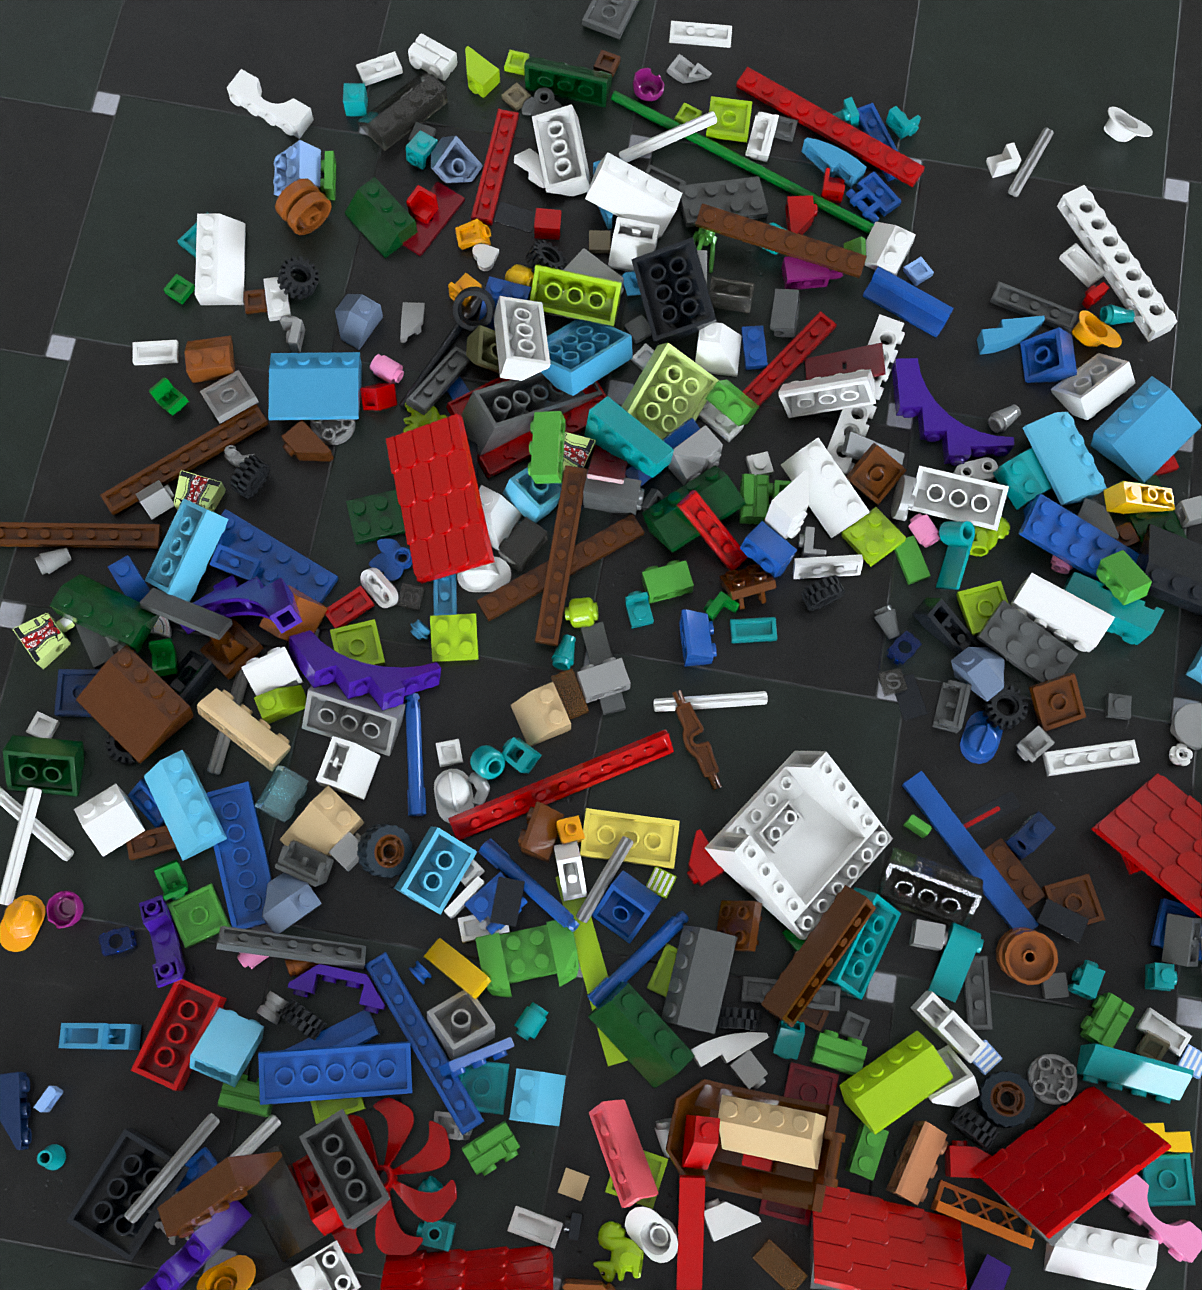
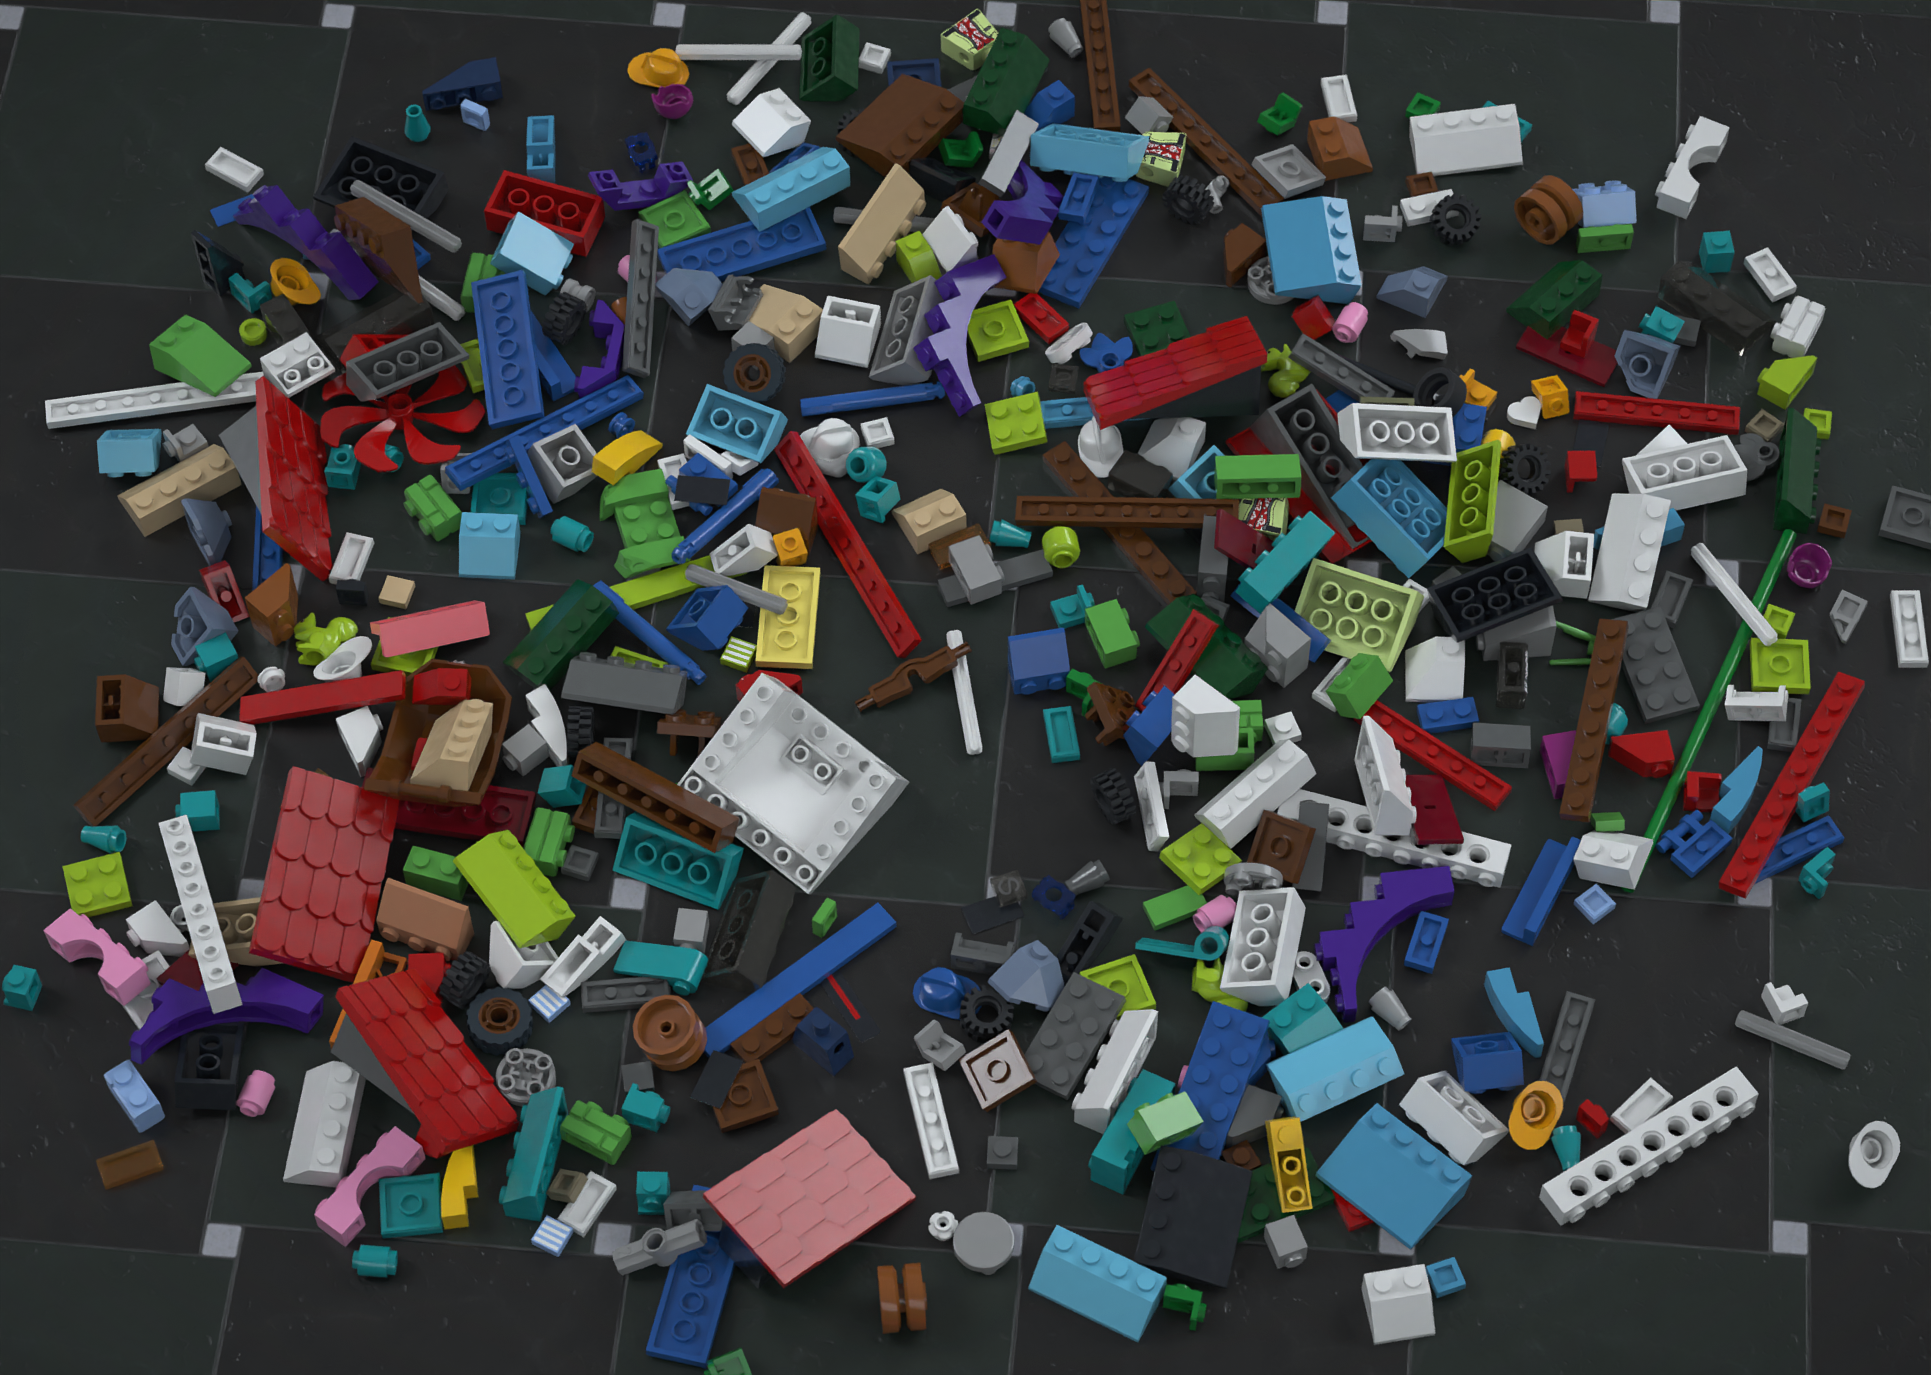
camera: 90 degrees right, 15 degrees down
(282, 794) = (812, 274): clear light blue brick -> none
(950, 386) = (1426, 942): none -> blue plate

